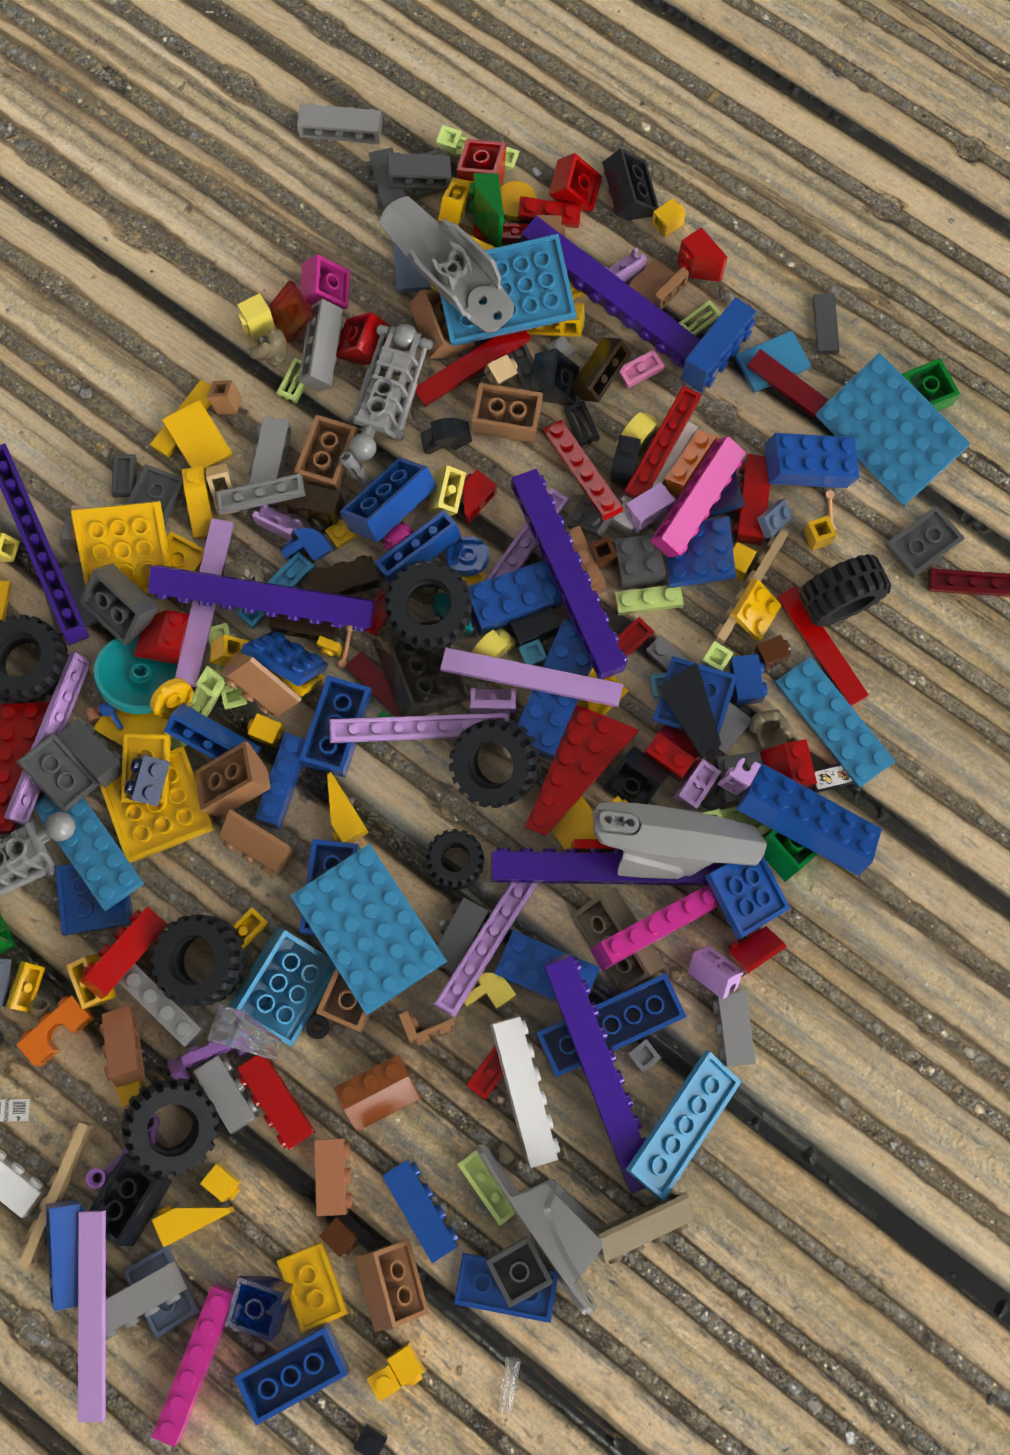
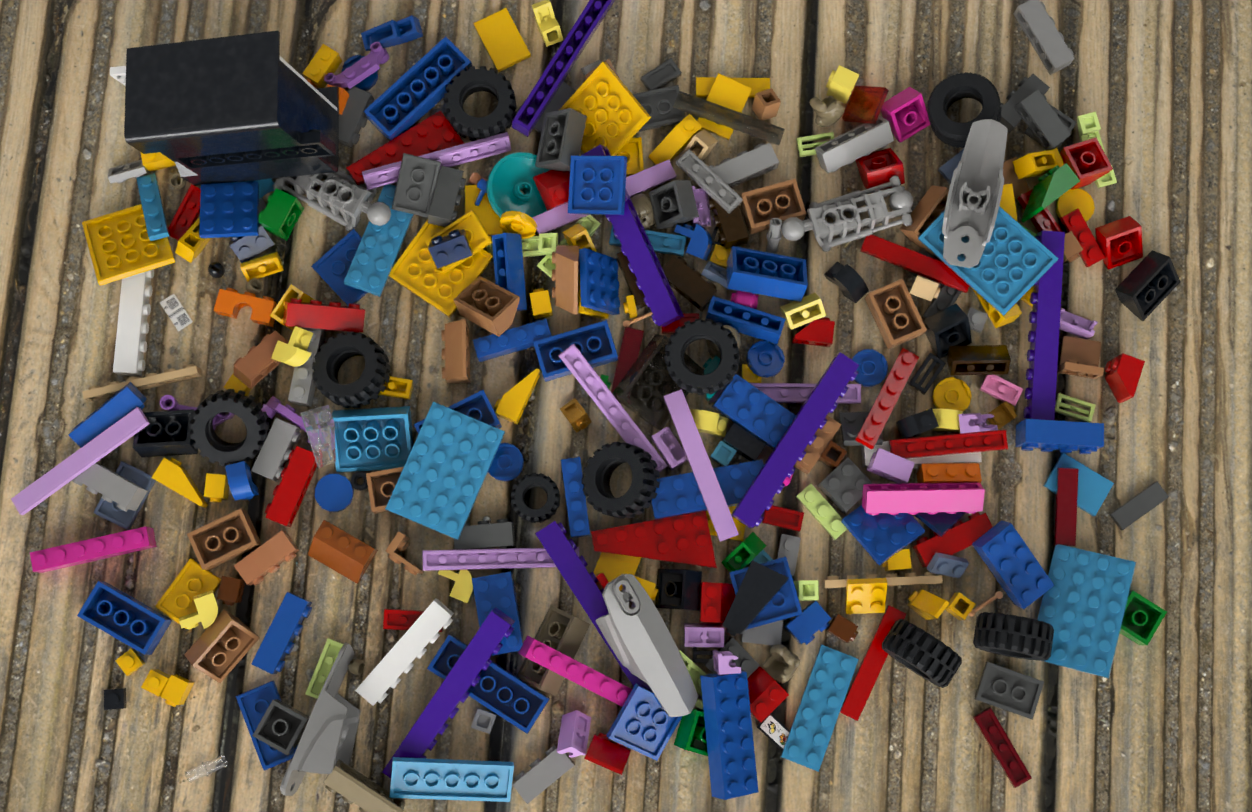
camera: 55 degrees right, 5 degrees up
(140, 1004) = (294, 352): none -> light yellow brick
(189, 594) = (597, 185): none -> blue plate
(212, 437) = (729, 118): none -> clear smoke plate
(233, 1150) = (240, 481): none -> blue brick
(259, 540) = (673, 204): none -> dark grey brick
(259, 1306) = (153, 566): clear blue slope -> none
(282, 1209) = (224, 539): none -> medium nougat brick
(311, 1062) = (334, 492): none -> blue tile
(335, 219) = (956, 88): none -> black tyre
(342, 1399) = (130, 662): none -> yellow plate
(345, 1277) = (207, 611): none -> light yellow brick
(351, 549) = (716, 273): none -> sand blue plate
(399, 768) = (576, 415): none -> pearl gold bracket
(402, 866) = (506, 463): none -> blue tile
(481, 820) = (575, 497): none -> blue brick
(546, 464) = (871, 367): none -> blue tile
(615, 414) = (952, 394): none -> yellow tile
(642, 696) = (744, 553): none -> green slope
(657, 409) = (975, 423): none -> lavender hinge
(665, 385) = (1002, 415): none -> pearl gold bracket
(668, 217) = (1142, 330): yellow brick -> none
(801, 558) = (927, 604): none -> yellow slope
(880, 499) = (1013, 636): none -> black tyre

